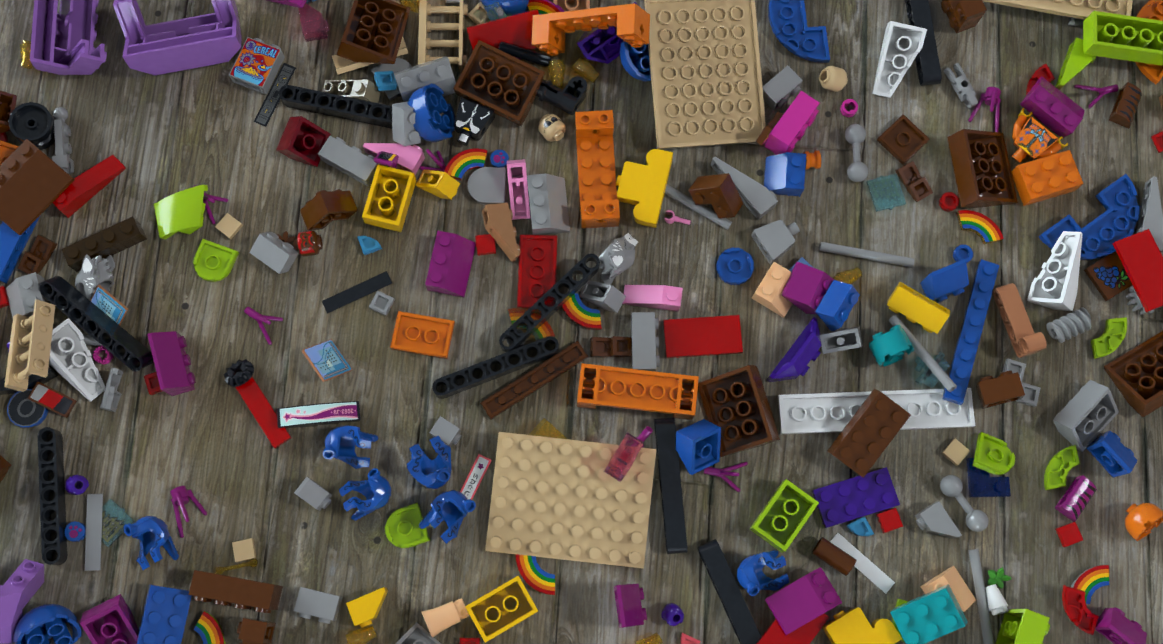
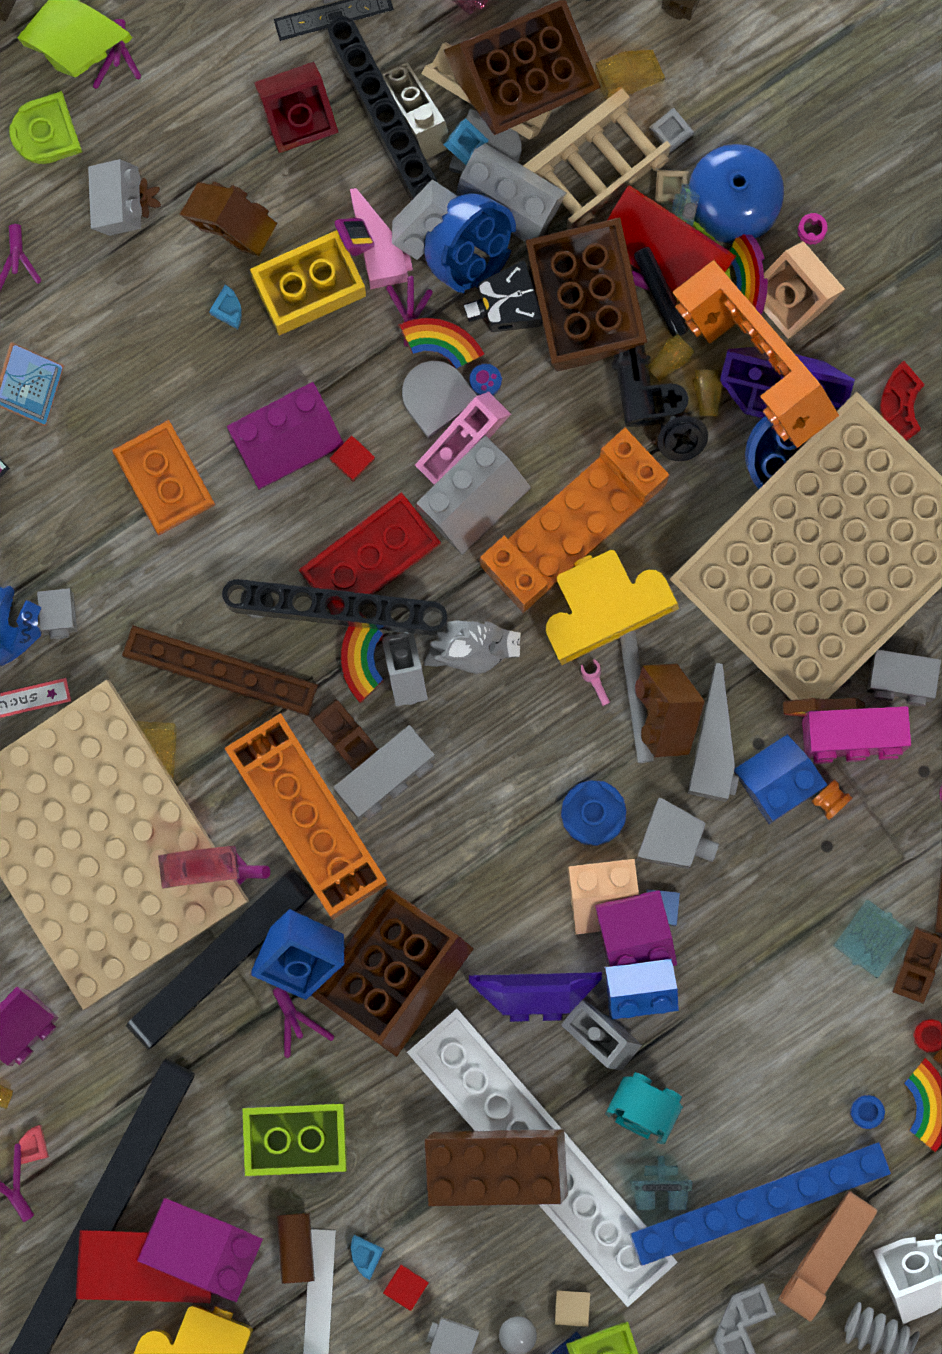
camera: 55 degrees right, 5 degrees up
(229, 226) = (106, 109): tan tile -> none
(308, 243) = (164, 230): reddish brown head -> none
(348, 160) = (319, 185): light grey brick -> none
(356, 292) = (153, 346): black sticker -> none
(381, 303) = (163, 390): light grey tile -> none
(438, 184) = (382, 329): yellow slope -> none
(499, 225) = (389, 456): medium nougat slope -> none
(503, 360) = (183, 596): black beam -> none
(543, 331) = (294, 631): clear yellow tile -> none
(551, 127) = (585, 413): tan head -> none
(602, 100) = (682, 449): none -> black gear
(653, 296) = (458, 736): bright pink slope -> none
(672, 614) = (52, 1093): dark purple piece -> none
(702, 336) = (458, 845): red tile -> none
(752, 577) = (183, 1160): blue piece -> none
(848, 276) = (698, 977): clear yellow cone -> none
(855, 497) = (400, 1219): dark purple plate -> none
(857, 170) = (868, 875): light grey piece -> none
(866, 254) = (757, 979): light grey piece -> none
(918, 308) = (733, 1105): yellow brick -> none
(925, 356) = (668, 1161): light grey piece -> none
(946, 281) = (800, 1117): blue slope -> none
(999, 390) = (698, 1302): reddish brown brick -> none

